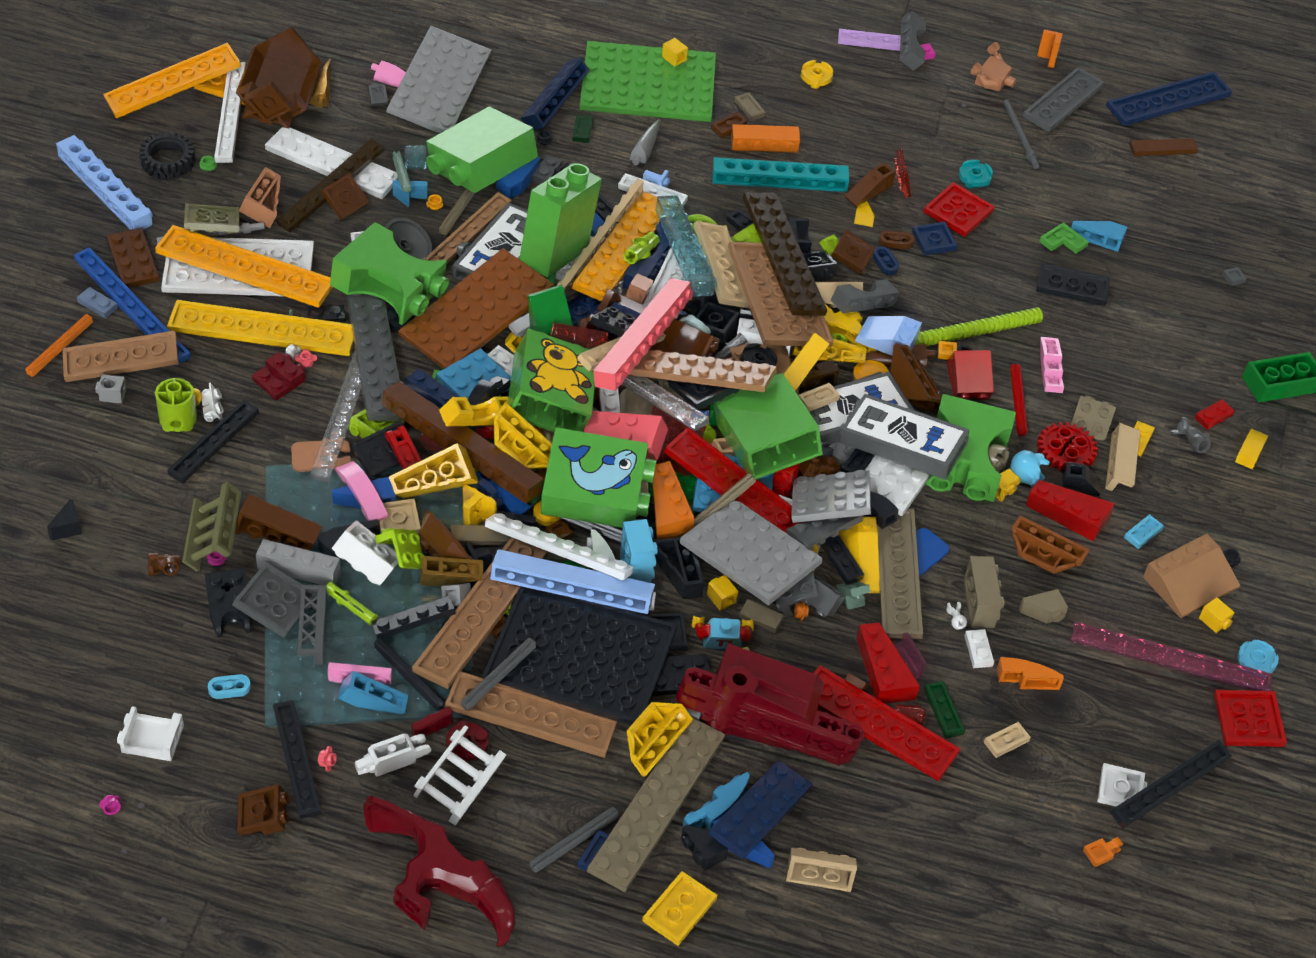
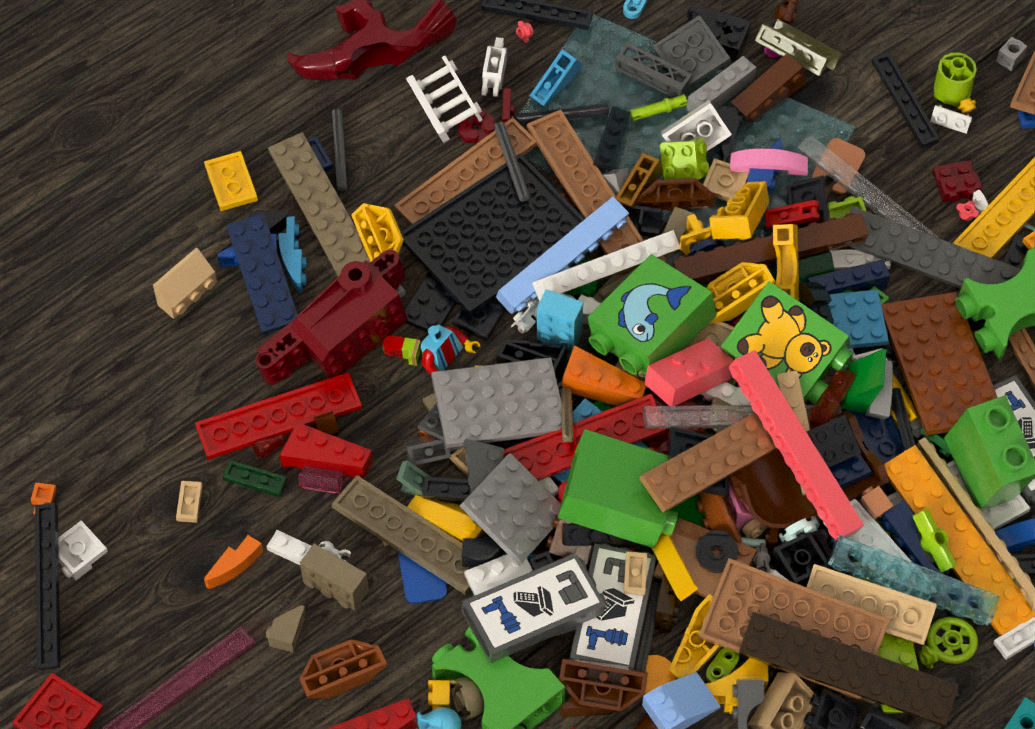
camera: 130 degrees right, 10 degrees up
(338, 672) = (581, 79): bright pink plate -> none

